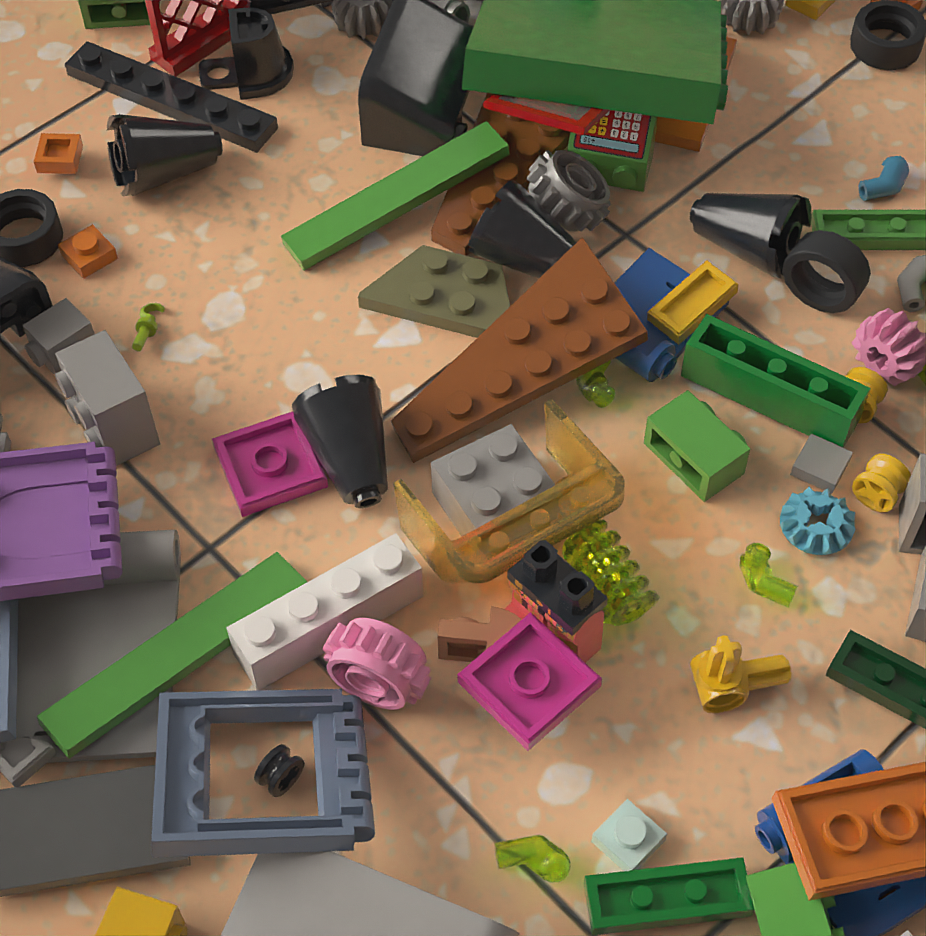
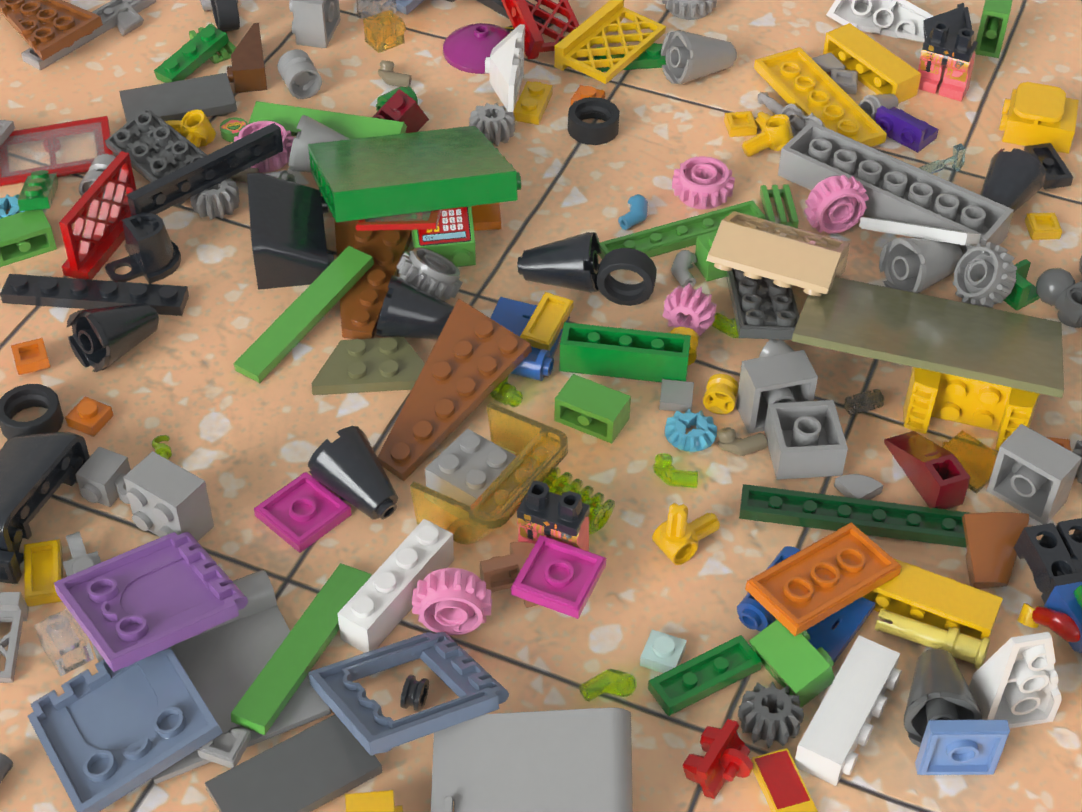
camera: 25 degrees left, 10 degrees down
(874, 567) = (739, 446): none -> dark tan arm

